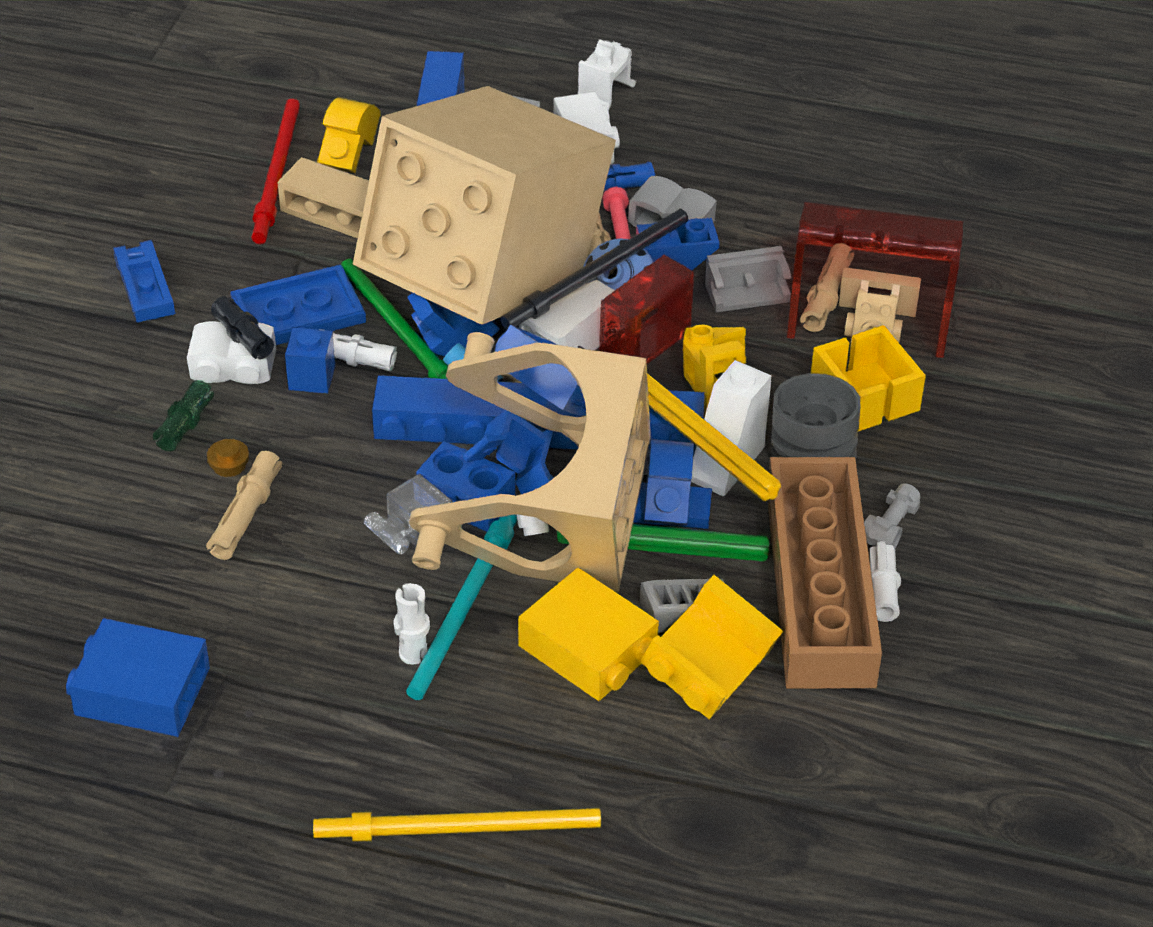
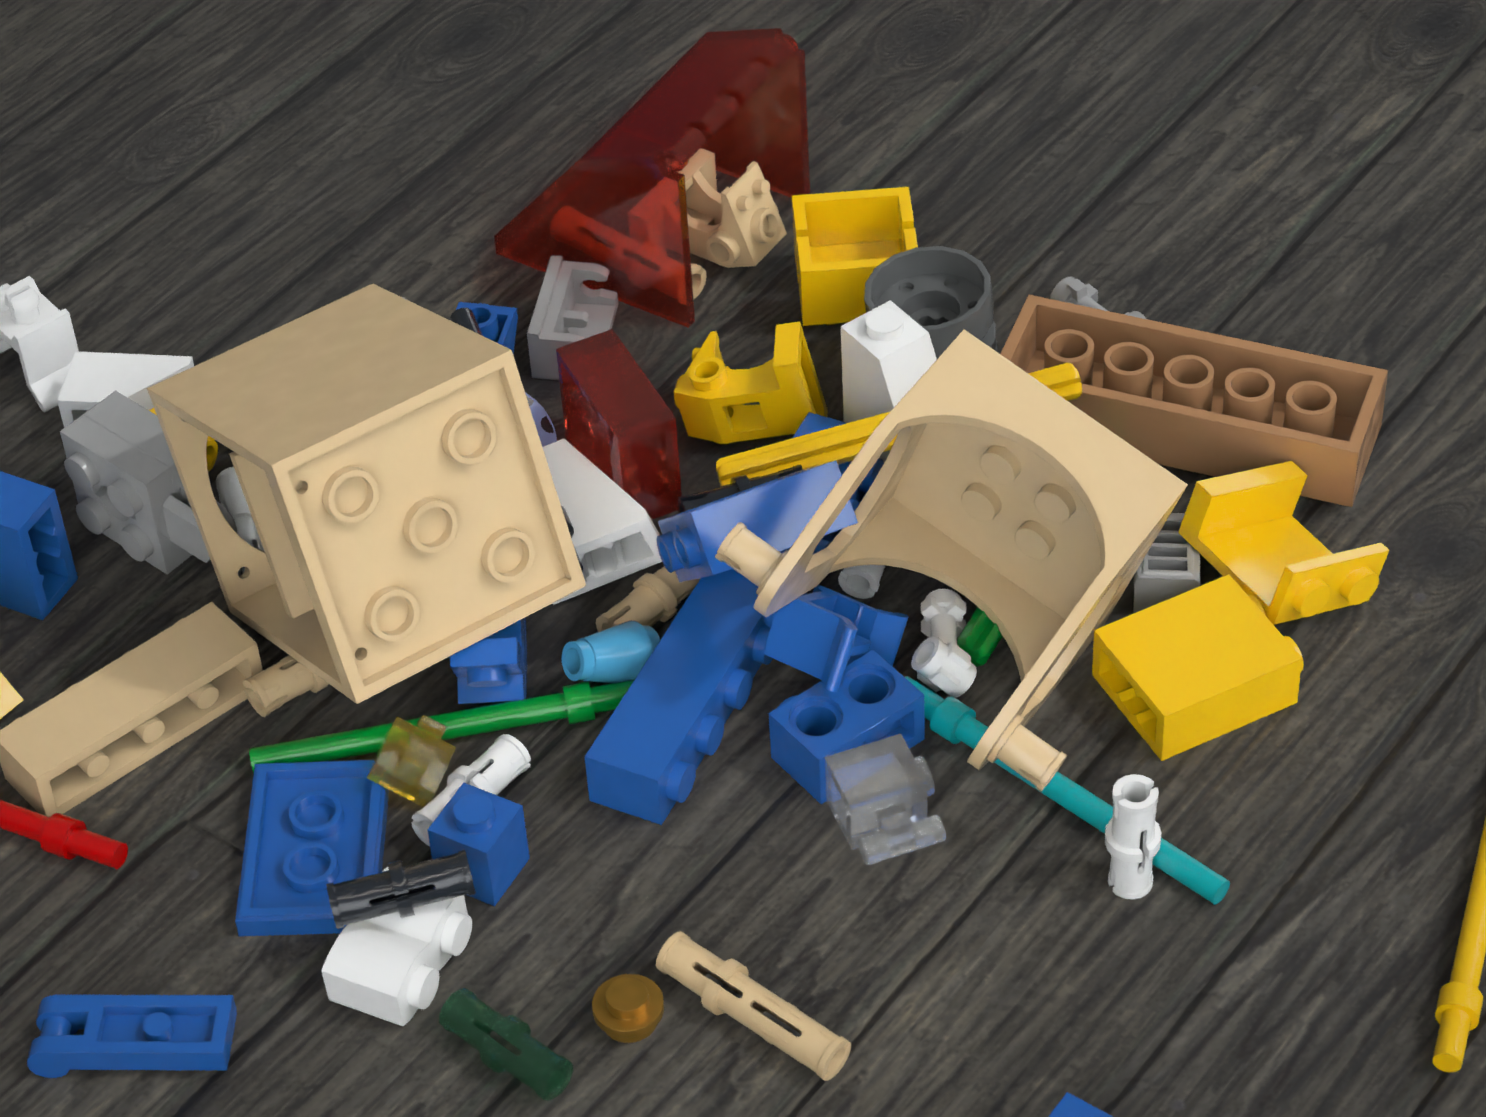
camera: 65 degrees left, 0 degrees up
(364, 318) = (412, 759): none -> clear yellow tile

